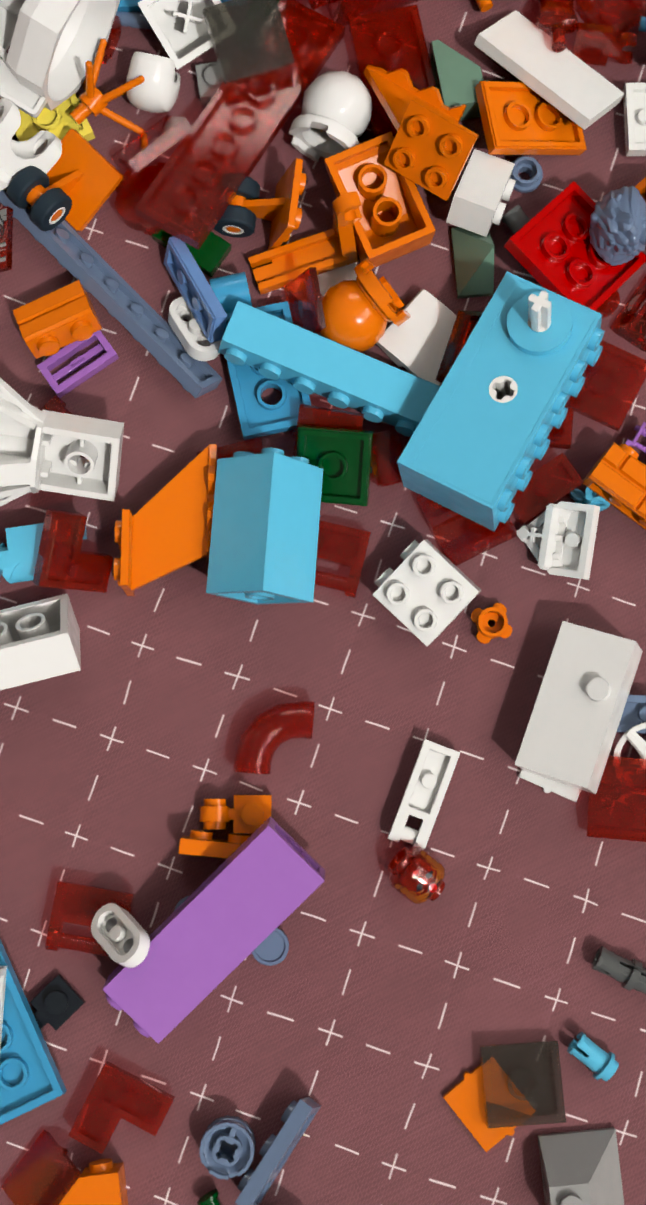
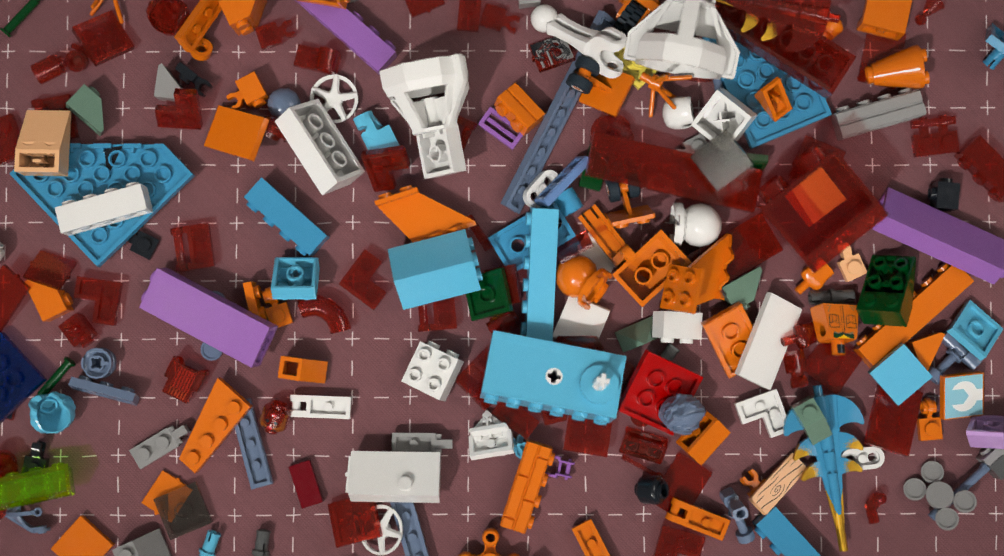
camera: 70 degrees right, 5 degrees up
(95, 747) = (286, 217): none -> dark azure brick
(120, 935) = (184, 270): white plate -> none
(152, 143) = (641, 125): clear red tile -> none
(161, 1164) = (78, 330): none -> clear red brick
(201, 763) = (295, 278): none -> medium azure brick
(242, 665) = (358, 280): none -> clear red plate
(305, 1010) = (183, 380): none -> clear red piece
(354, 801) = (302, 369): none -> orange slope
(391, 975) = (216, 421): none -> orange wing
(400, 1090) = (158, 445): none -> light grey hinge
(447, 931) = (253, 450): none -> sand blue tile
(498, 615) = (428, 419): orange plate -> none
(531, 167) = (707, 351): sand blue plate -> none
(534, 653) = (419, 442): none -> light grey hinge
(542, 861) = (306, 484): none -> dark red tile

